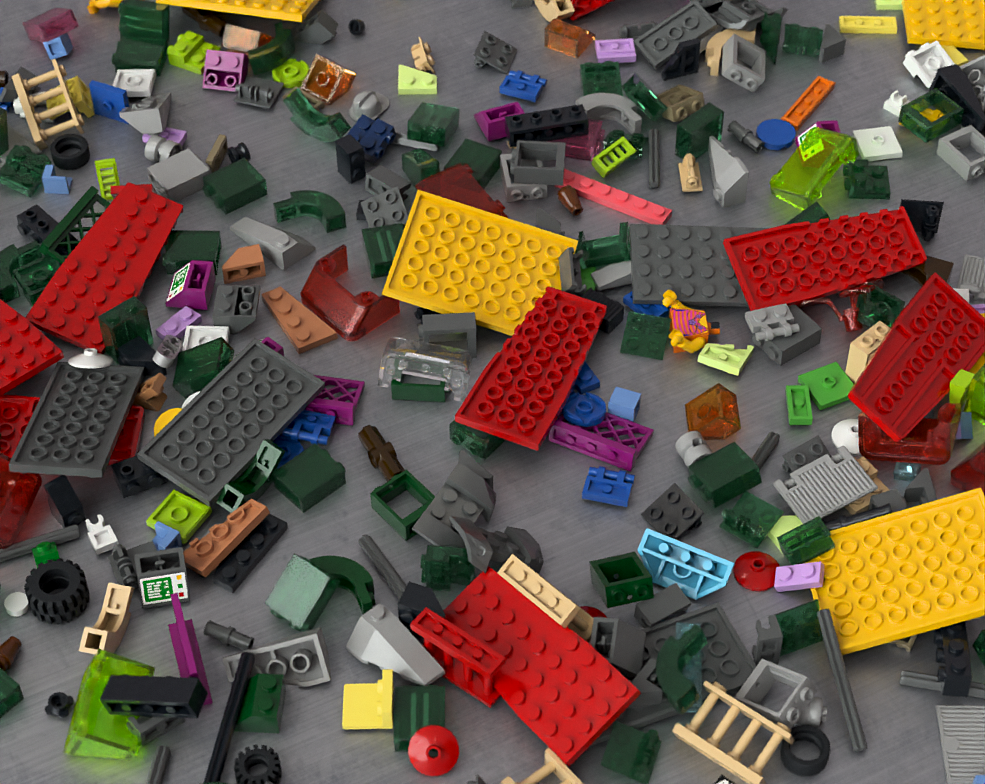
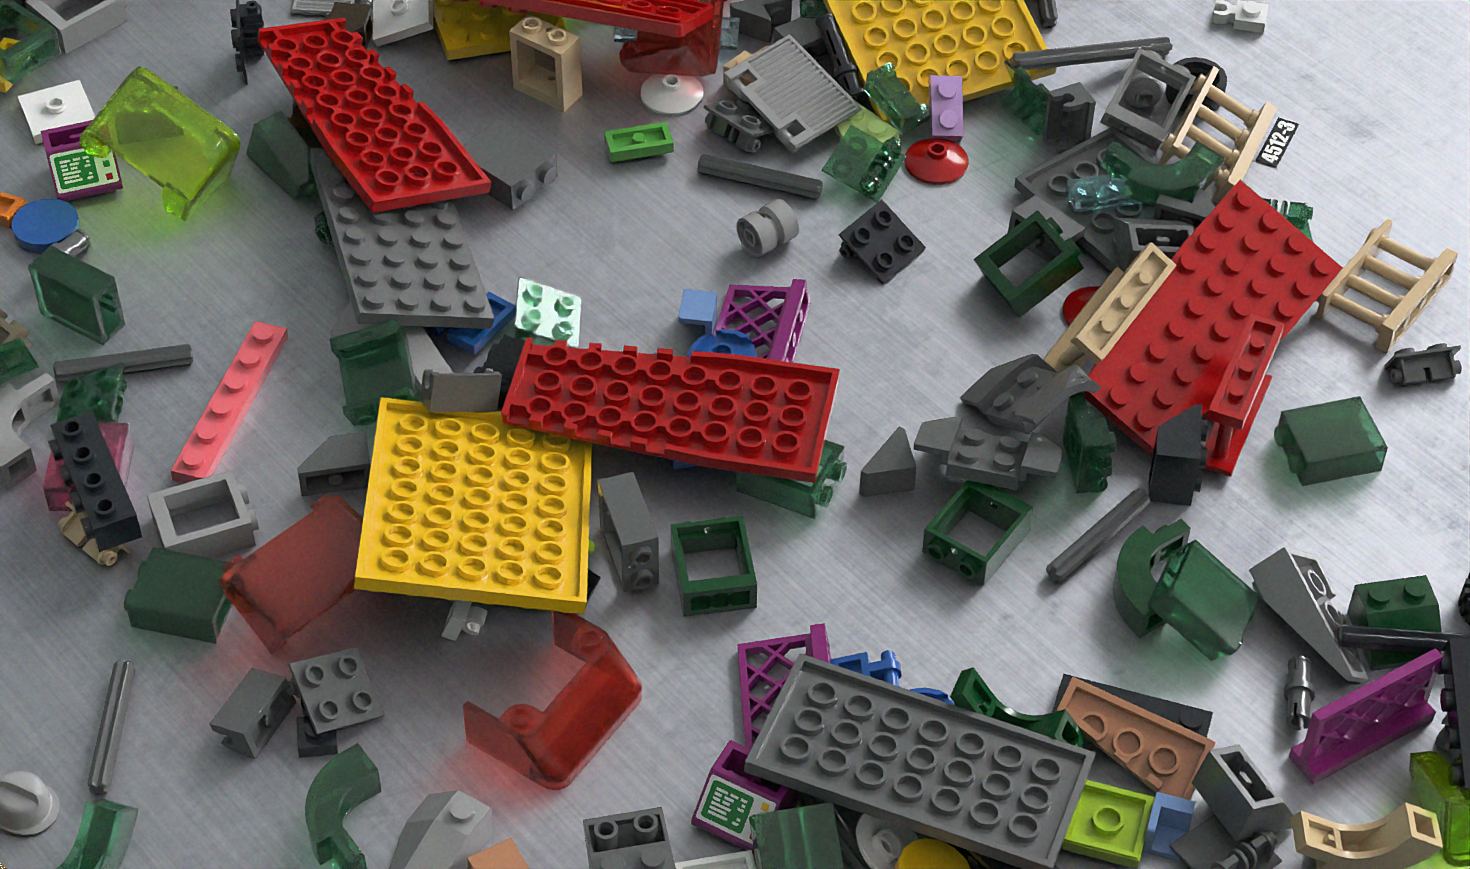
camera: 105 degrees left, 0 degrees up
(297, 321) = (622, 774): nougat wing -> none
(309, 477) = (964, 643): clear green brick -> none
(350, 159) = (207, 767): black brick -> none
(369, 704) = (1331, 495): light yellow bracket -> none
(373, 136) = (130, 762): dark blue plate -> none
(380, 247) = (426, 675): clear green brick -> none
(380, 453) = (888, 582): dark brown piece -> none
(389, 644) = (1238, 490): light grey wedge -> none
(419, 165) = (214, 659): clear green slope -> none
(426, 361) = (705, 547): clear windscreen -> none
(433, 124) = (82, 667): clear green brick -> none
(436, 738) = (1378, 409): red dish -> none
(493, 120) = (51, 575): magenta slope -> none
(538, 151) = (179, 447): dark grey window -> none
(569, 198) = (251, 449): reddish brown cone -> none
(605, 170) = (154, 410): lime slope -> none
(608, 491) = (863, 317): blue plate -> none
(676, 562) = (972, 205): medium azure wedge -> none
(688, 326) = (527, 258): torso -> none
(690, 174) = (151, 314): tan hinge -> none
(714, 413) = (689, 223): clear orange slope -> none
(724, 475) = (808, 185): clear green brick -> none
(725, 357) = (567, 222): yellowish green wing -> none
(728, 175) = (171, 258): light grey wedge -> none
(771, 322) = (500, 164): light grey plate -> none
(827, 385) = (585, 120): bright green plate -> none
(851, 314) = (456, 57): clear red plant -> none
(878, 306) = (434, 66): clear green plate -> none

